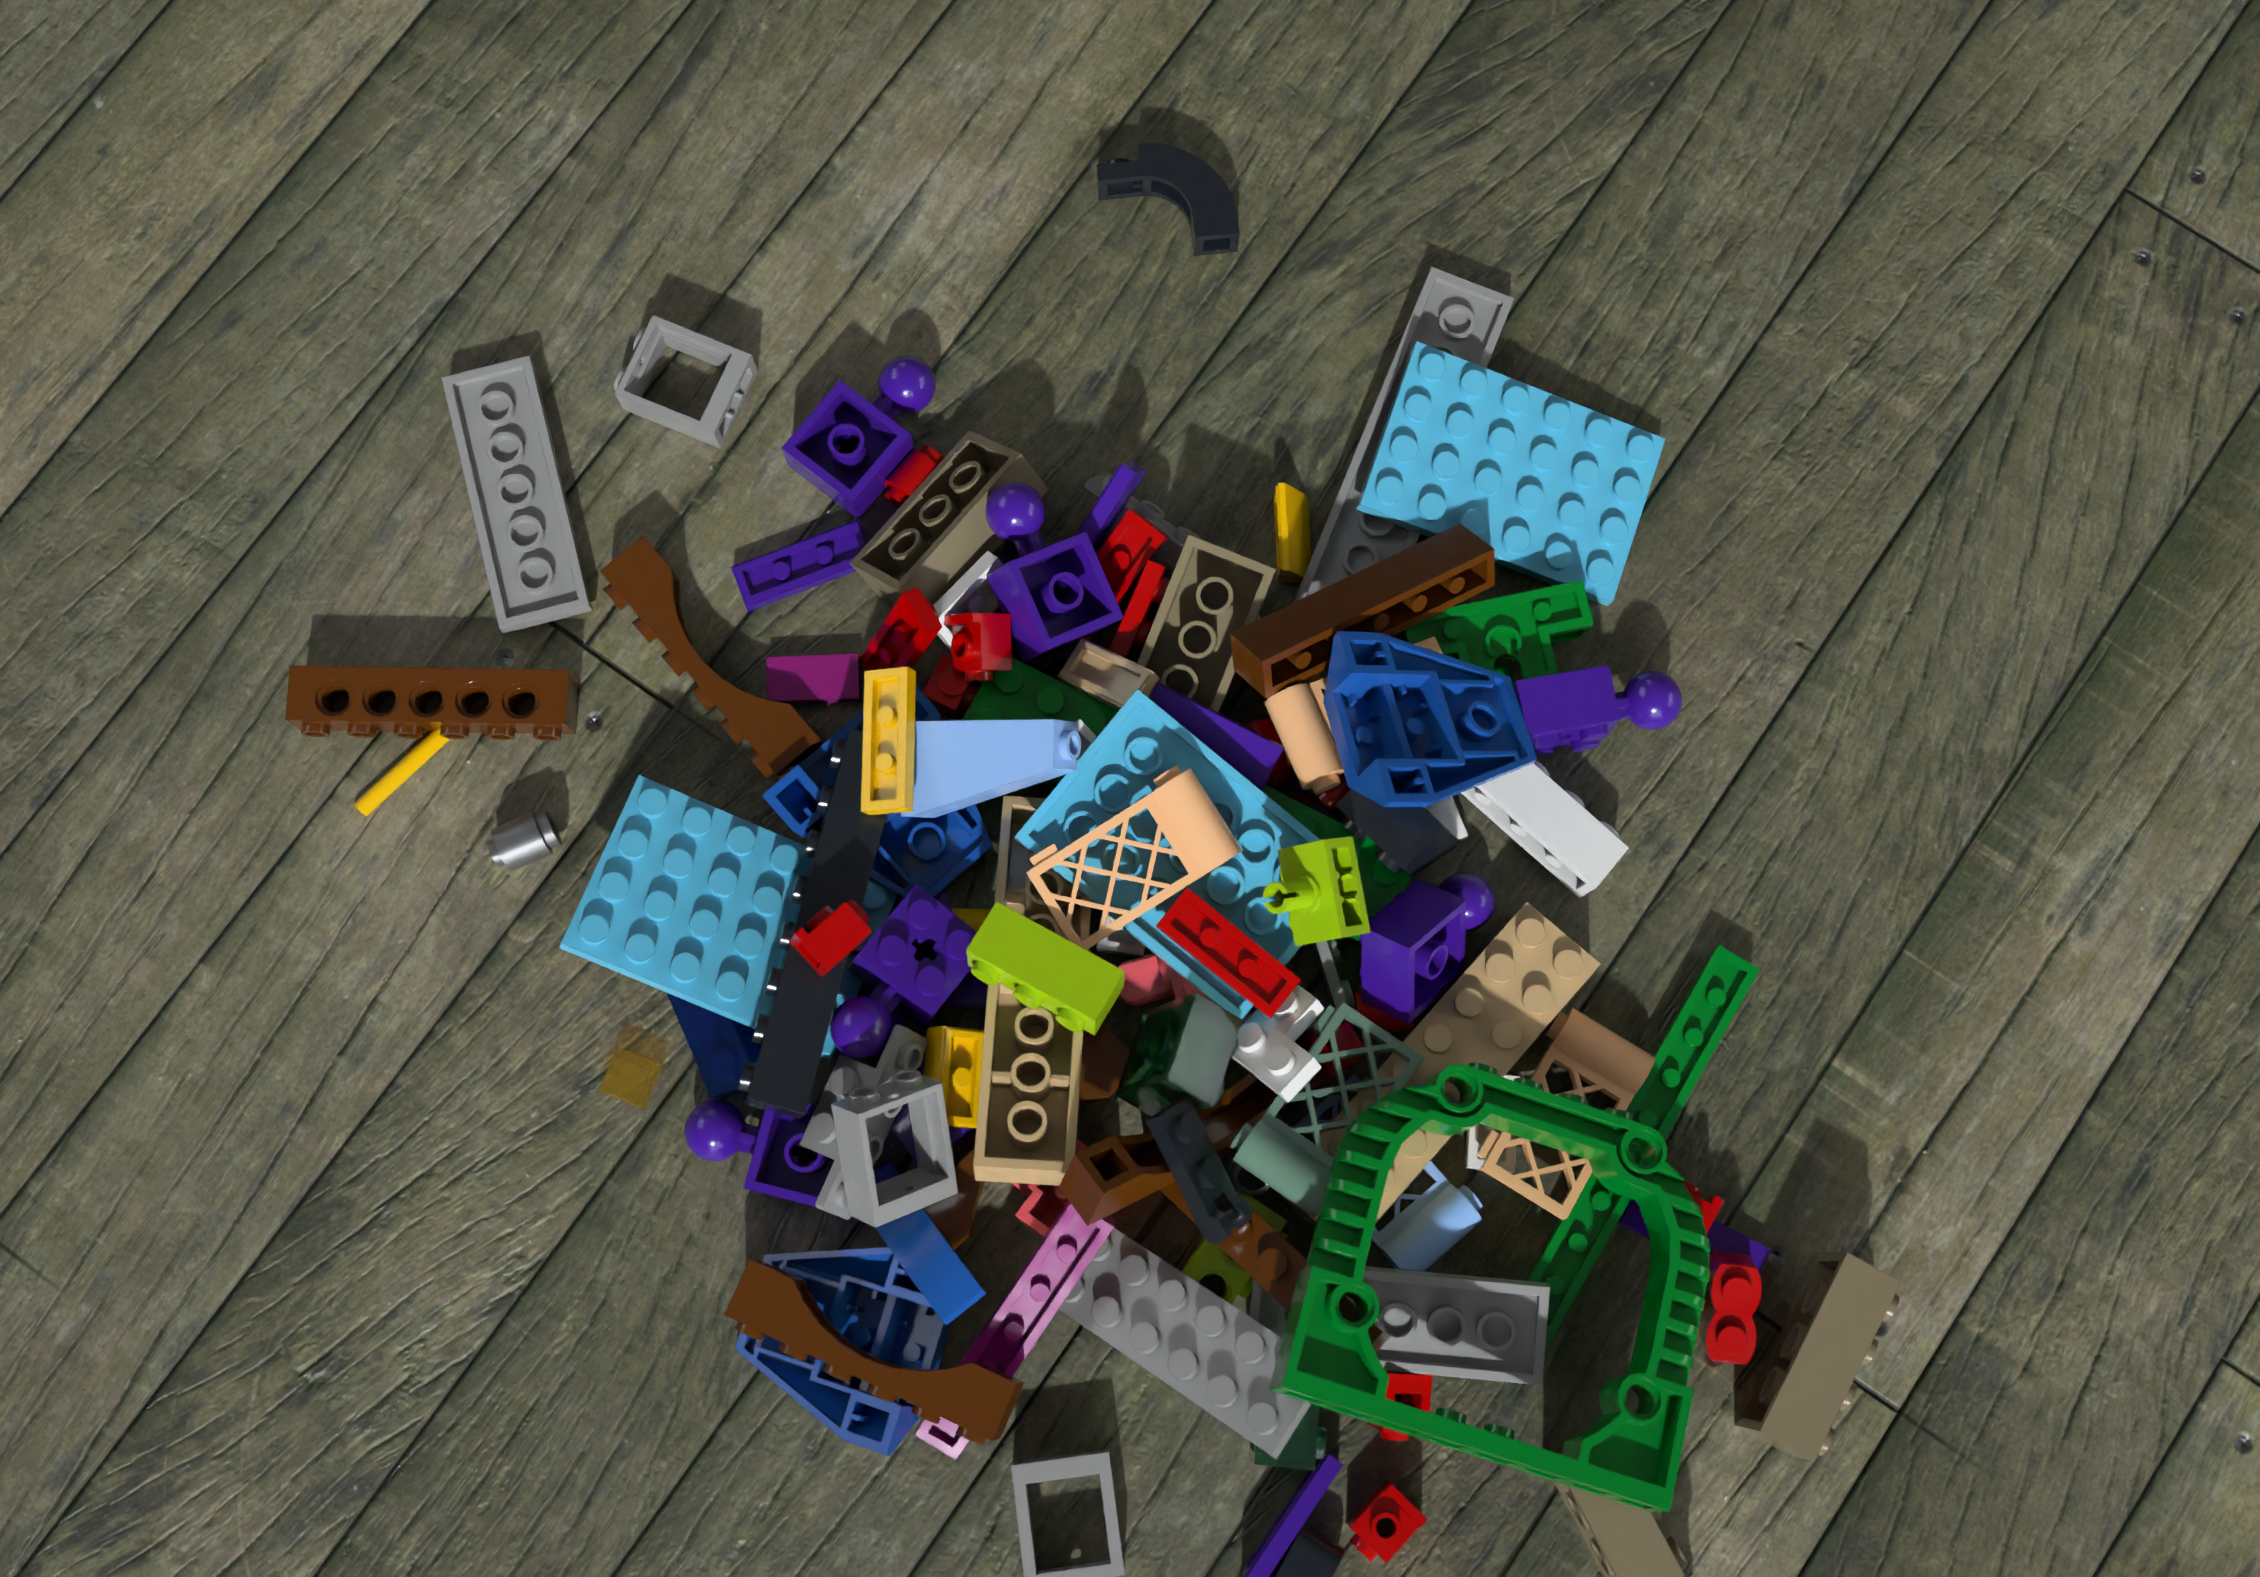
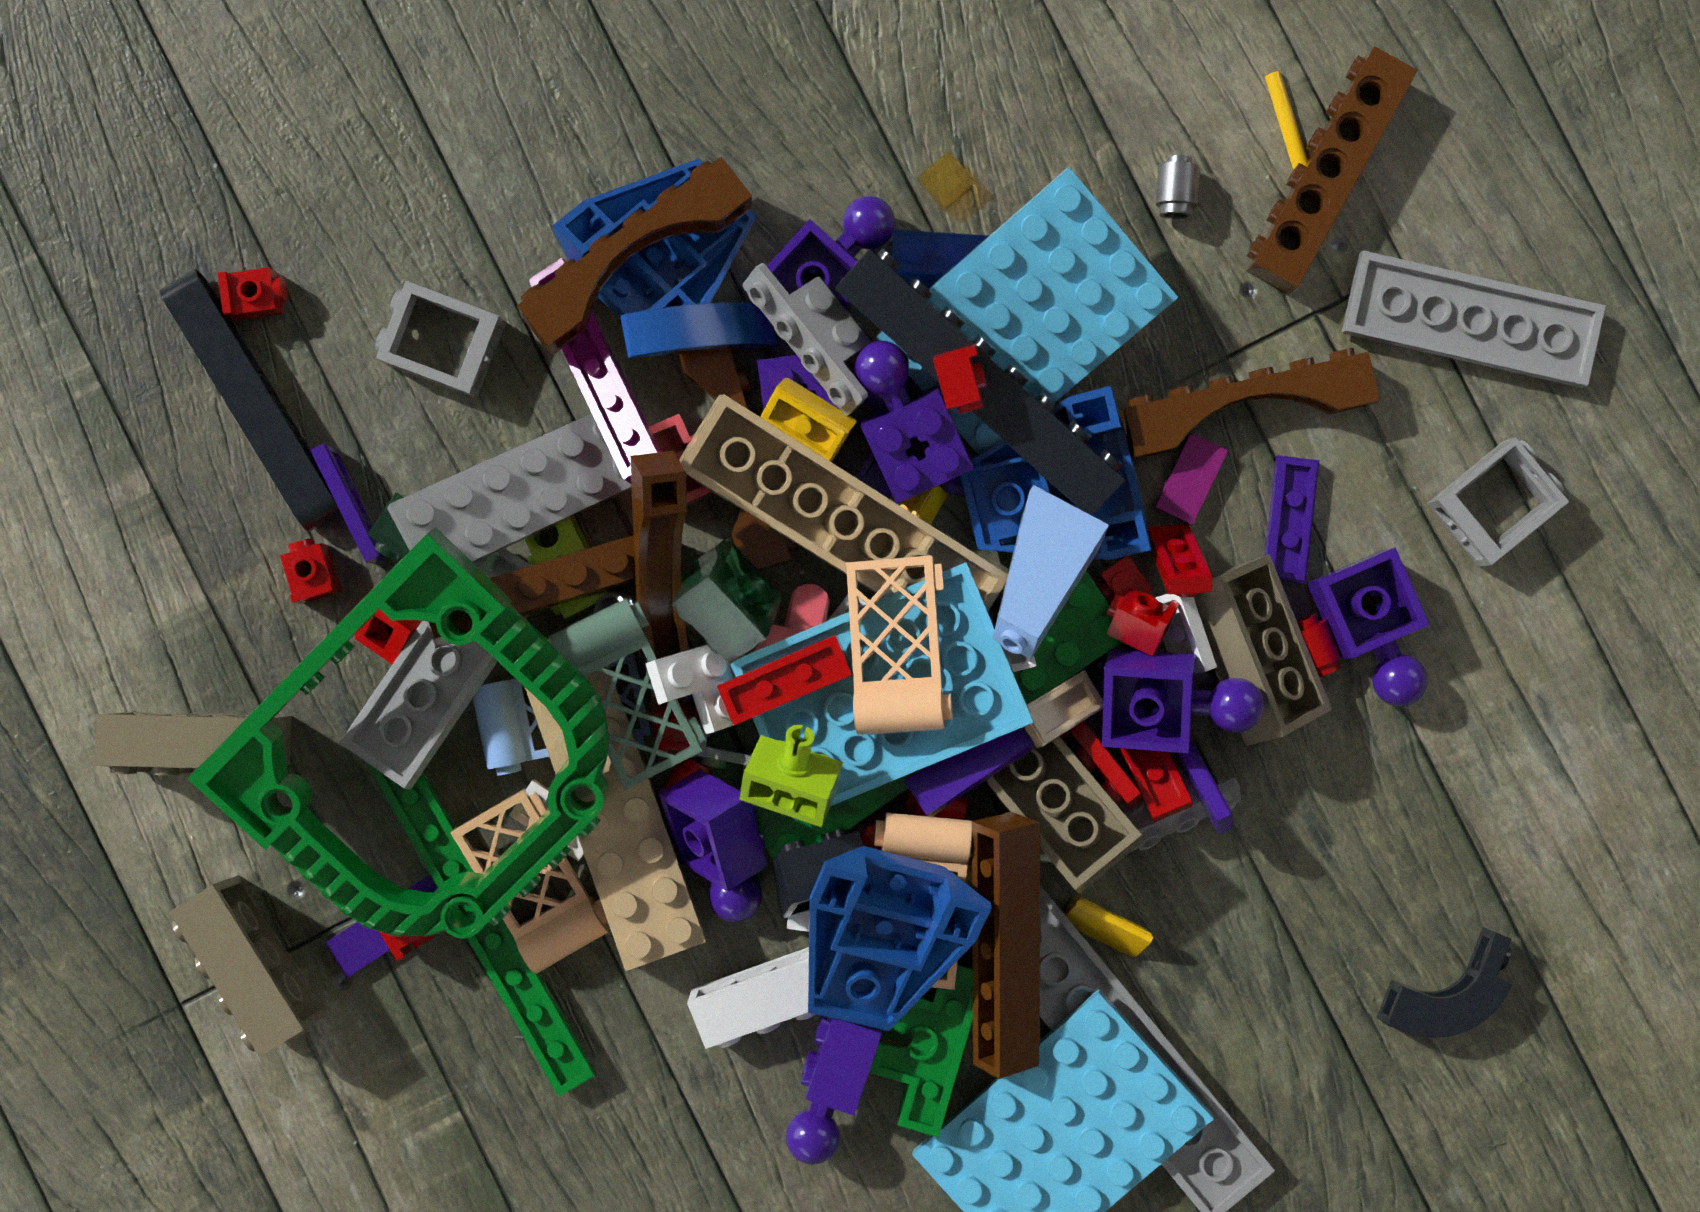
camera: 120 degrees right, 10 degrees up
(888, 741) = (1097, 503): yellow plate -> none
(913, 1189) = (737, 344): light grey window -> none
(1044, 969) = (847, 529): lime brick -> none
(1199, 1171) = (629, 565): black plate -> none
(1727, 1315) = (318, 919): red brick -> none

